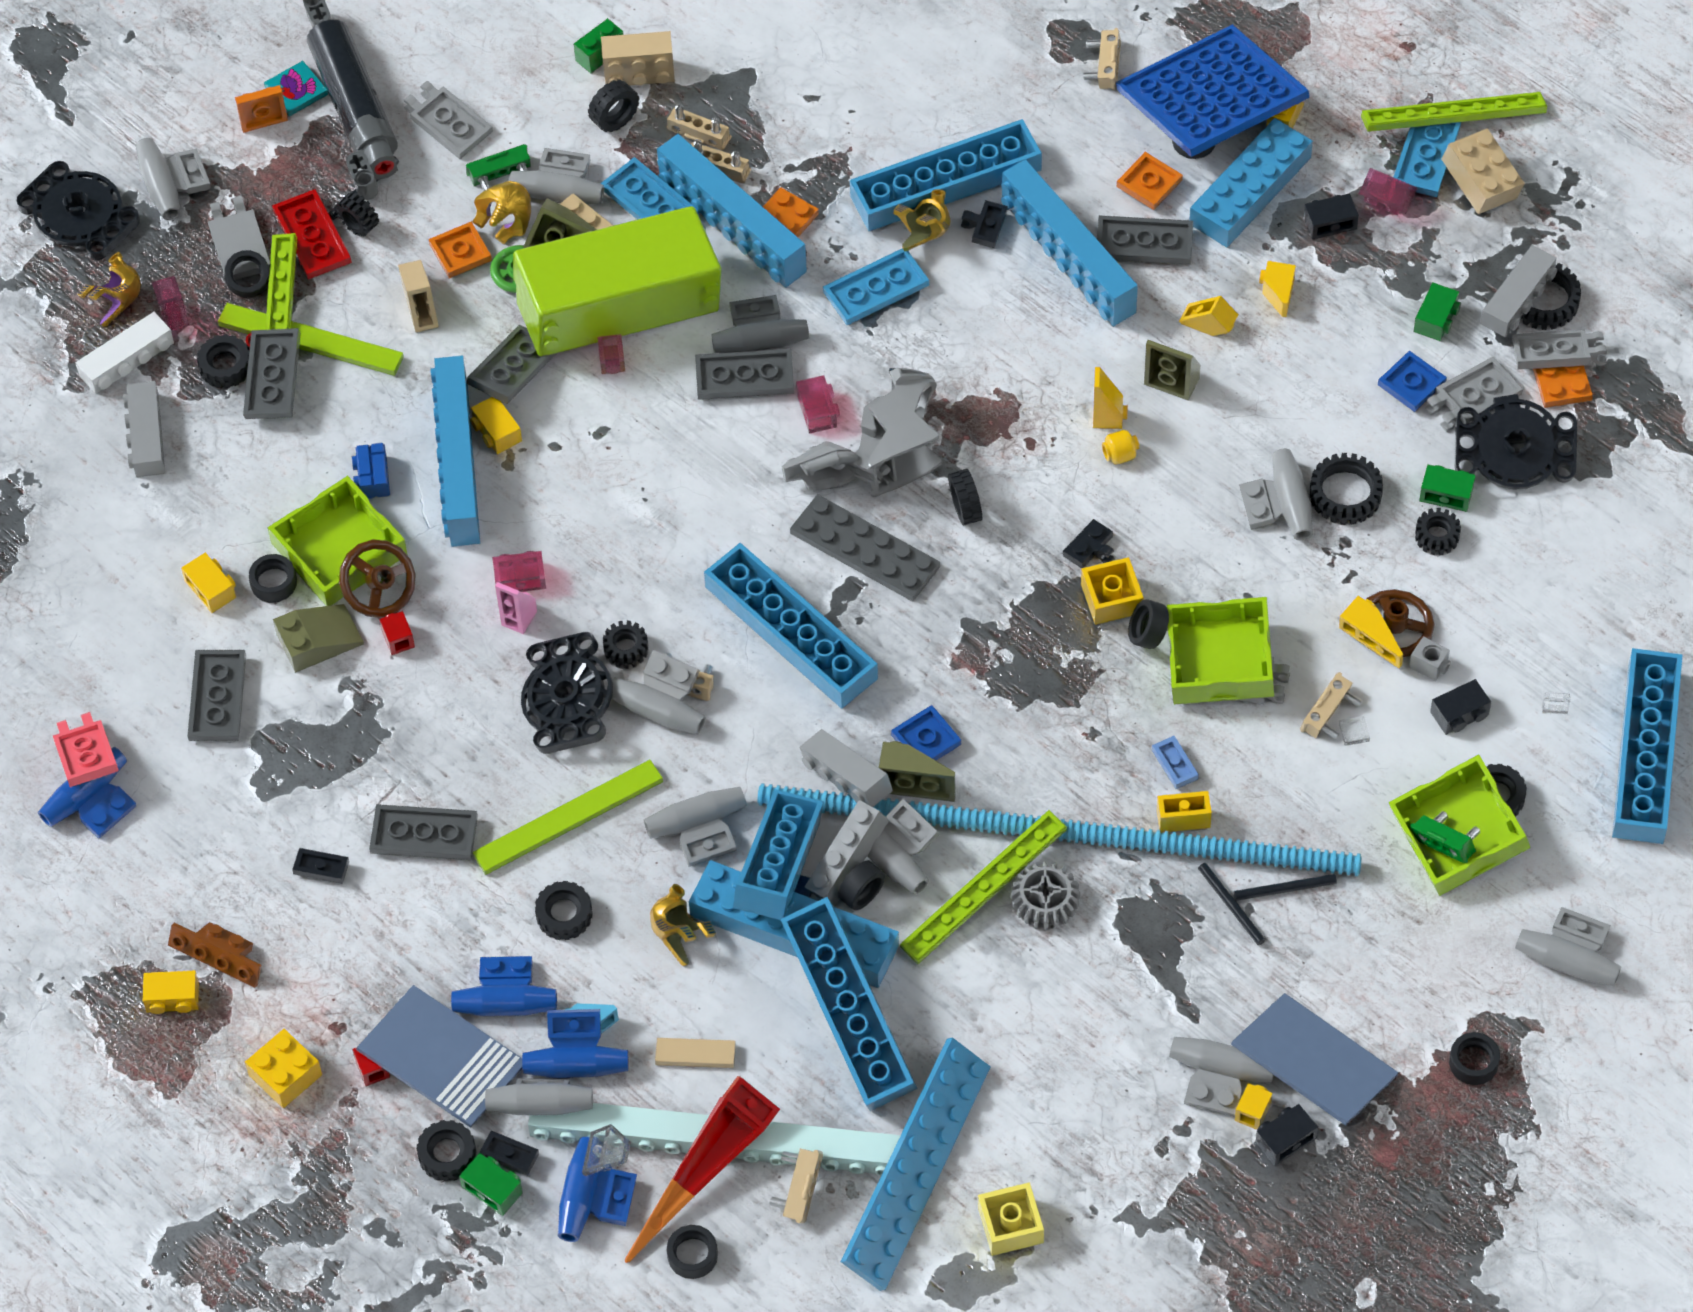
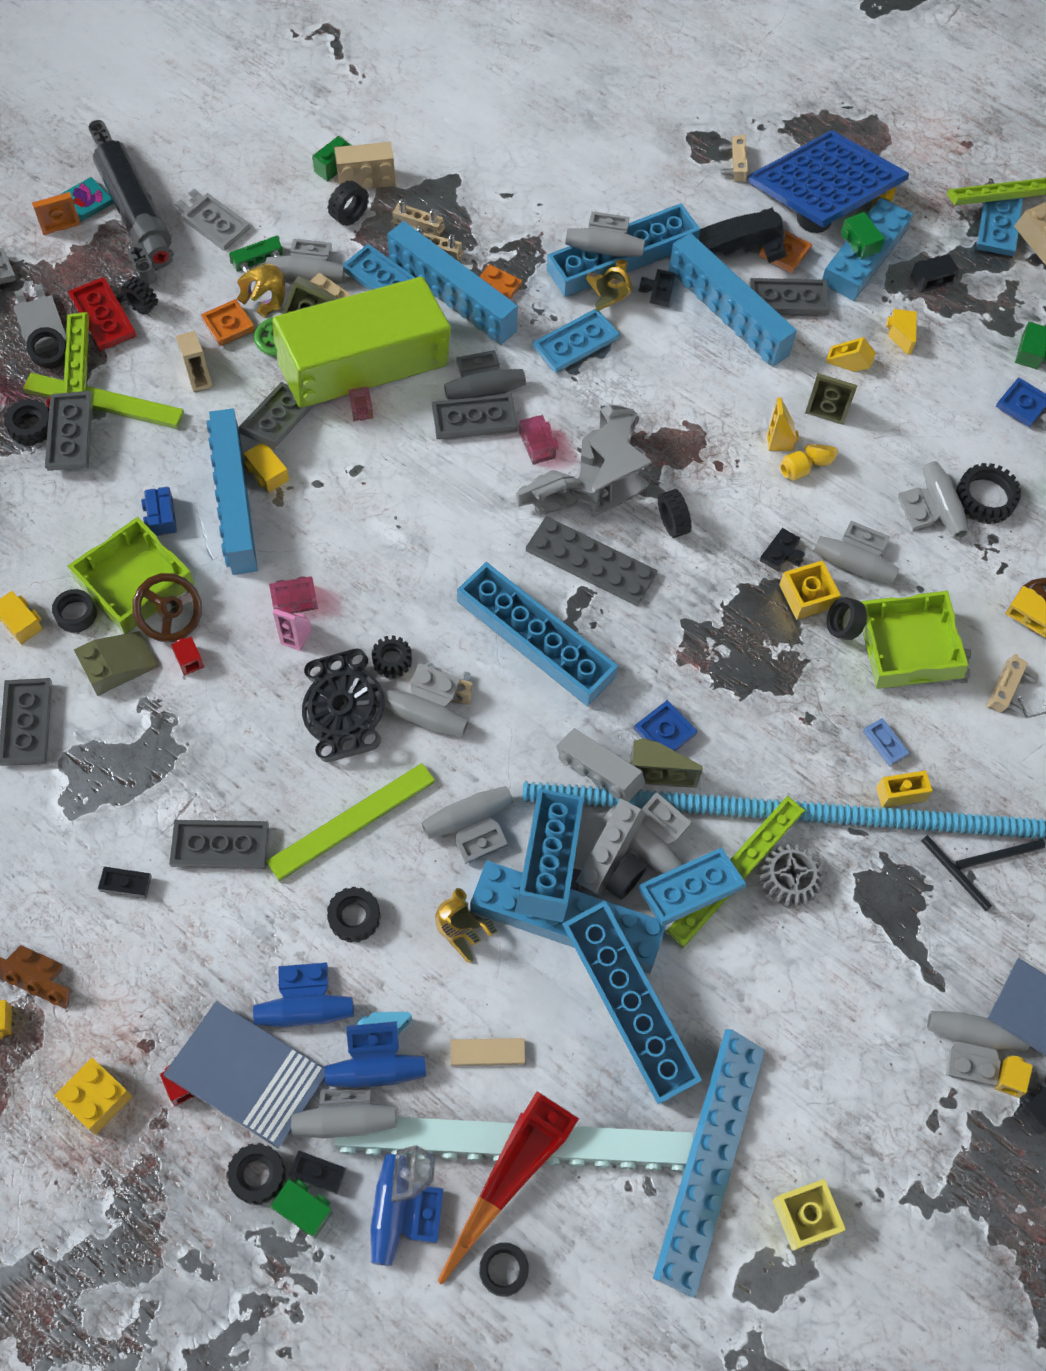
camera: 10 degrees left, 5 degrees up
(802, 1184) = (605, 1192): tan piece -> none
(922, 160) = (606, 236): none -> light grey plate
(929, 896) = (691, 886): none -> dark azure plate
(1100, 159) = (748, 233): none -> black slope
(1152, 434) = (821, 454): none -> yellow piece
(1179, 551) = (859, 553): none -> light grey plate
(1238, 169) = (862, 235): none -> green brick
(1387, 191) = (977, 252): clear pink brick -> none

